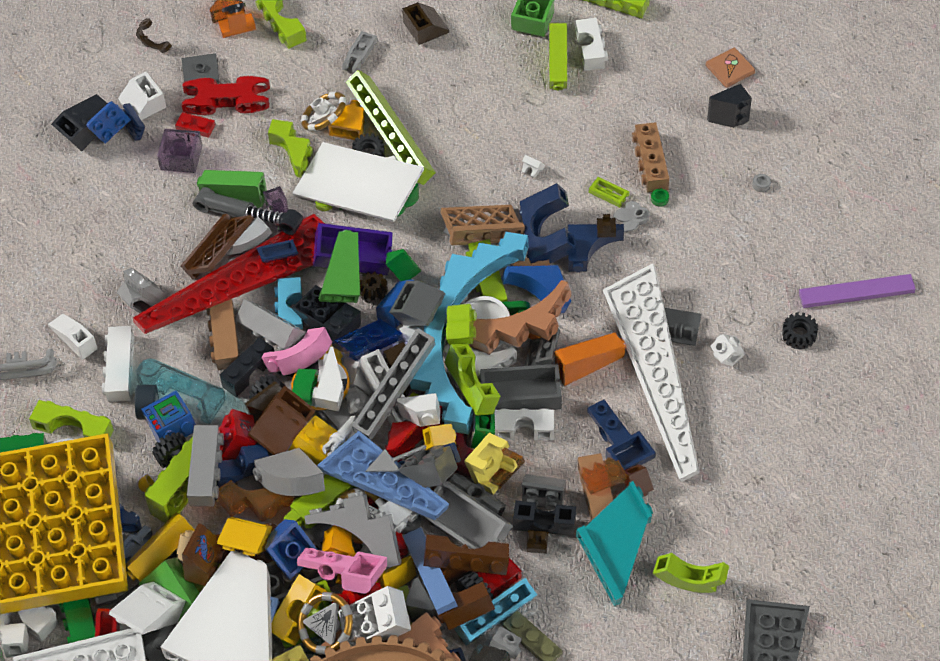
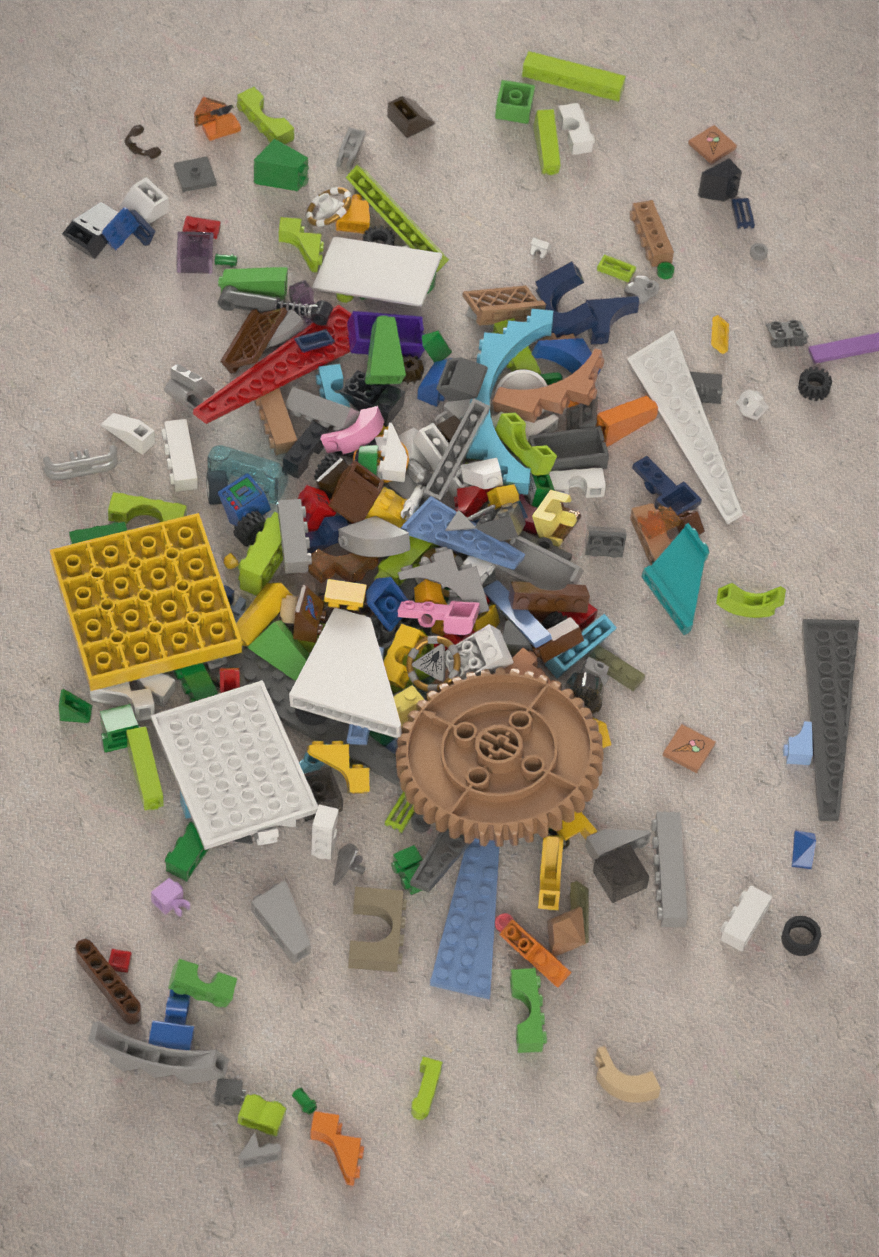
camera: 15 degrees left, 0 degrees up
(149, 608) = (268, 664): white slope -> none
(213, 160) = (229, 260): none -> green pin
(239, 95) = (215, 198): red piece -> none
(283, 68) = (281, 167): none -> green slope
(367, 339) = (417, 416): clear blue tile -> none
(460, 324) = (506, 396): lime brick -> none
(537, 541) = (605, 585): dark brown tile -> none
(558, 521) = (622, 566): black arch -> none
(606, 226) = (623, 299): dark brown tile -> none
(705, 270) = (720, 334): none -> yellow plate
(751, 151) = (744, 223): none -> dark blue tile
(775, 270) = (787, 332): none -> dark grey hinge

